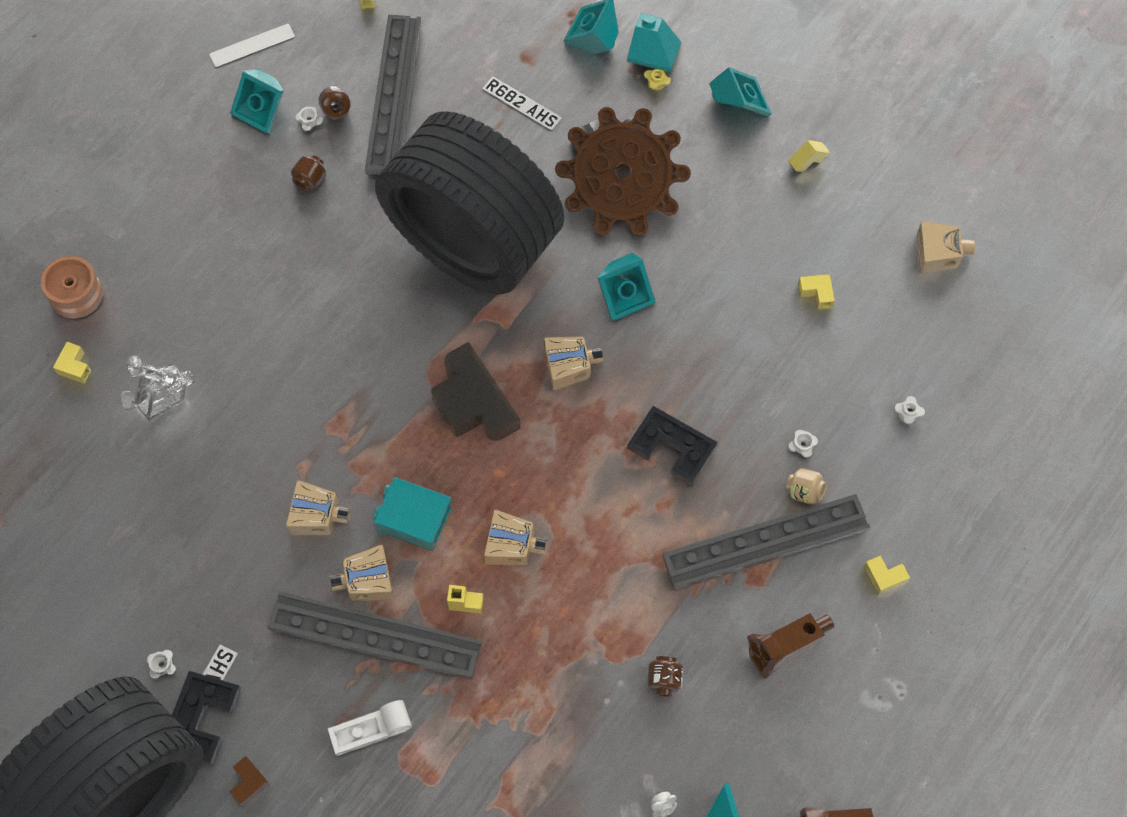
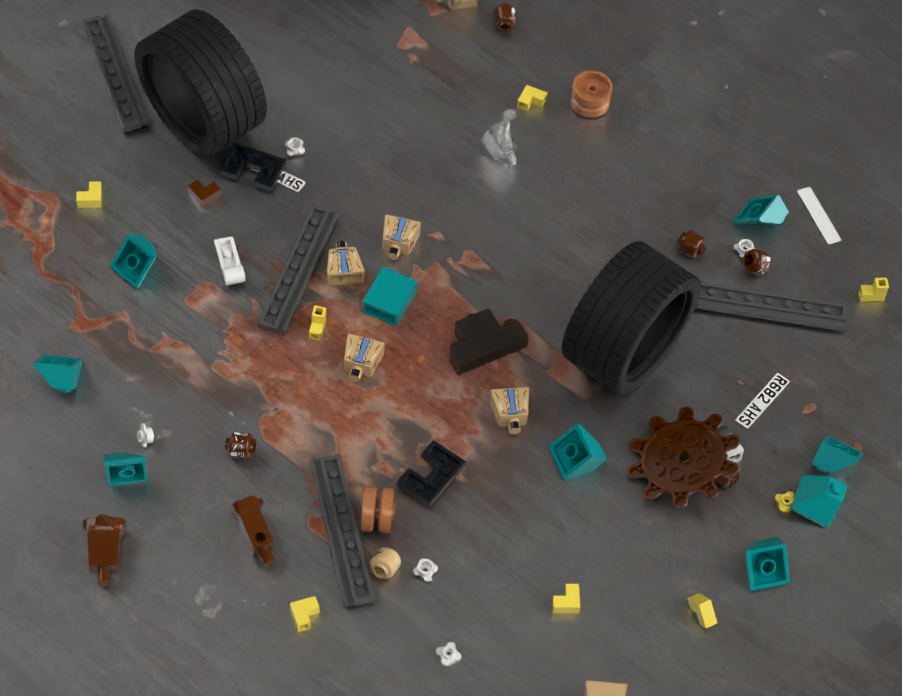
camera: 90 degrees right, 10 degrees down
(743, 496) = (378, 509): none -> nougat wheel

